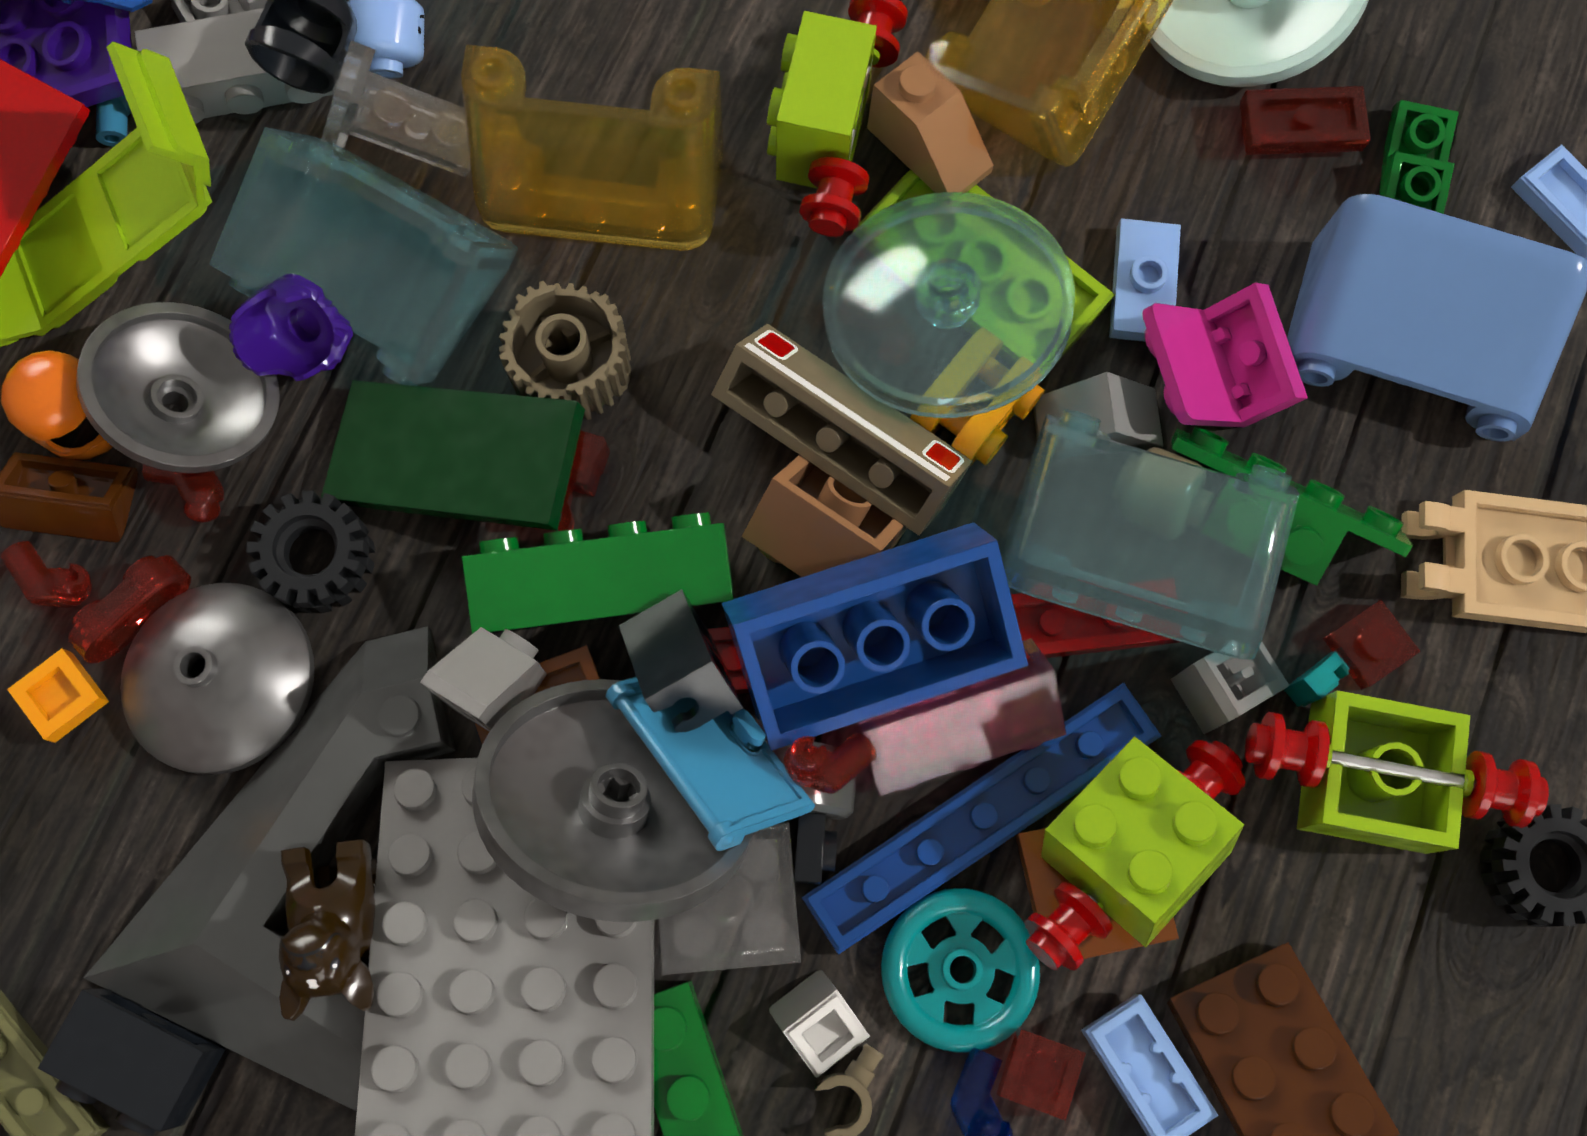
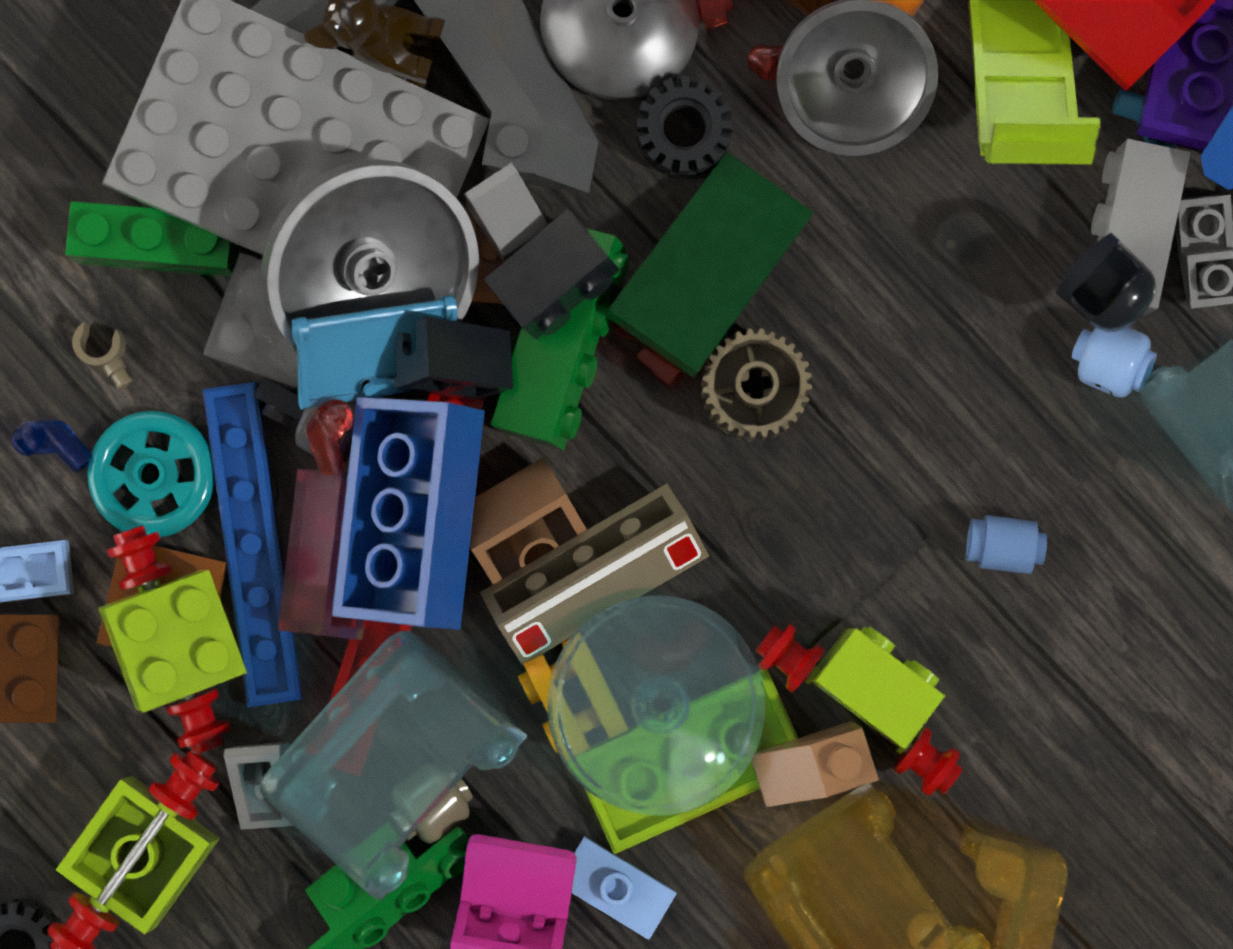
camera: 120 degrees right, 10 degrees up
(289, 330) = (871, 179): dark purple hair -> none
(378, 248) = (917, 267): clear light blue windscreen -> none
(395, 116) = (1020, 341): clear bracket -> none
(533, 595) = (553, 275): none -> black brick
(593, 166) = (865, 513): clear yellow windscreen -> none
(621, 56) = (1005, 544): none -> medium blue brick
(818, 1023) = (163, 354): white slope -> none
(1041, 1074) = (51, 495): clear red plate -> none
(1124, 407) = (515, 792): light grey slope -> none
(1318, 680) = (232, 847): teal tile -> none
(1372, 644) = (241, 910): clear red plate -> none

